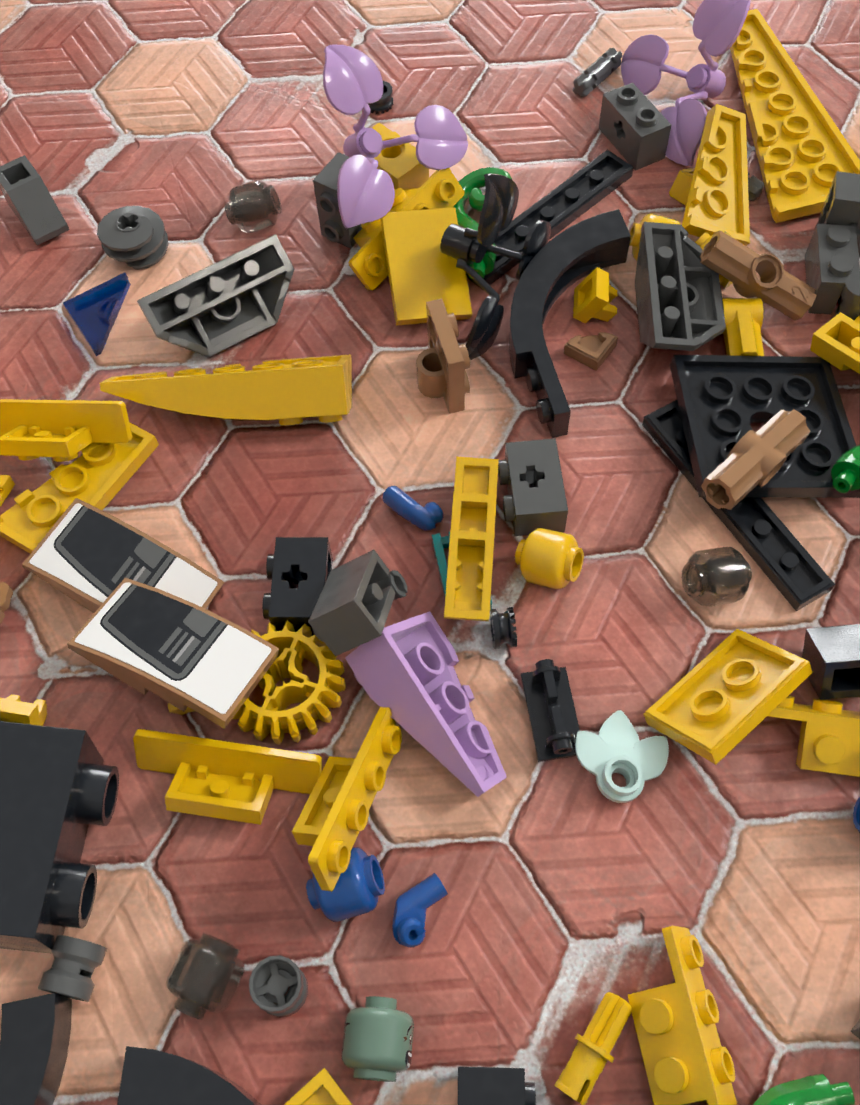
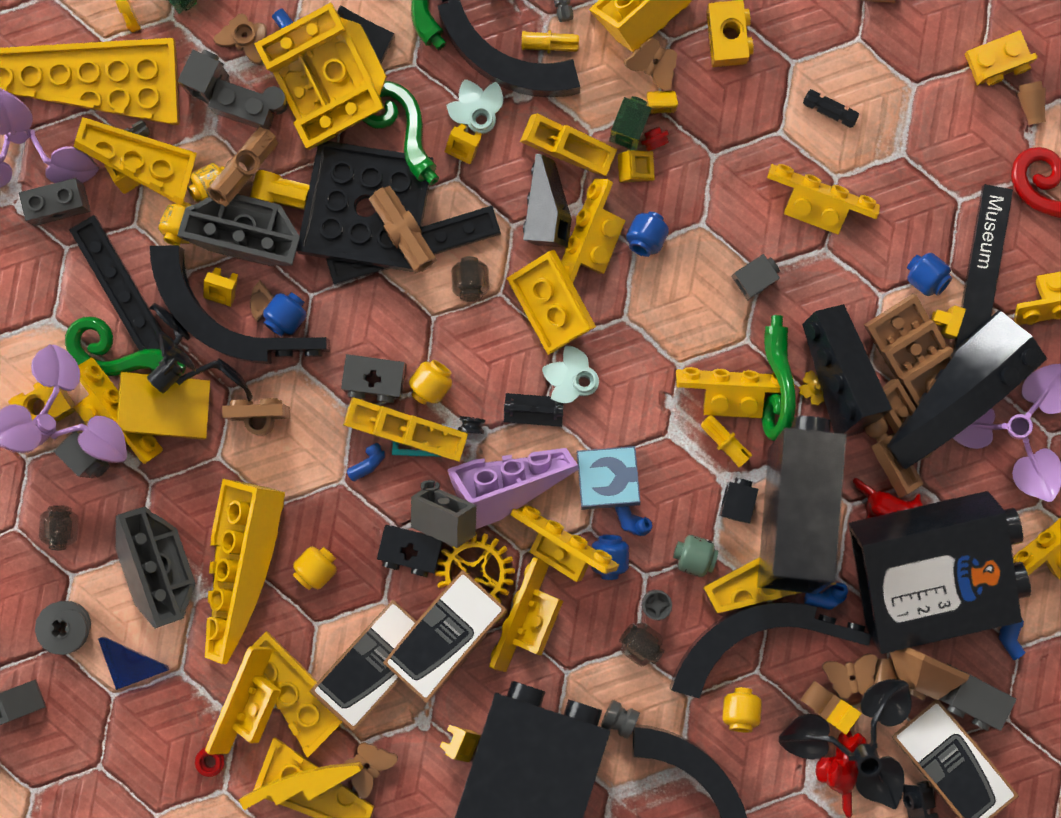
camera: 75 degrees left, 25 degrees up
(251, 474) = (314, 567): none -> yellow head
(475, 852) = (608, 478): none -> tile
(584, 367) = (284, 314): none -> blue head

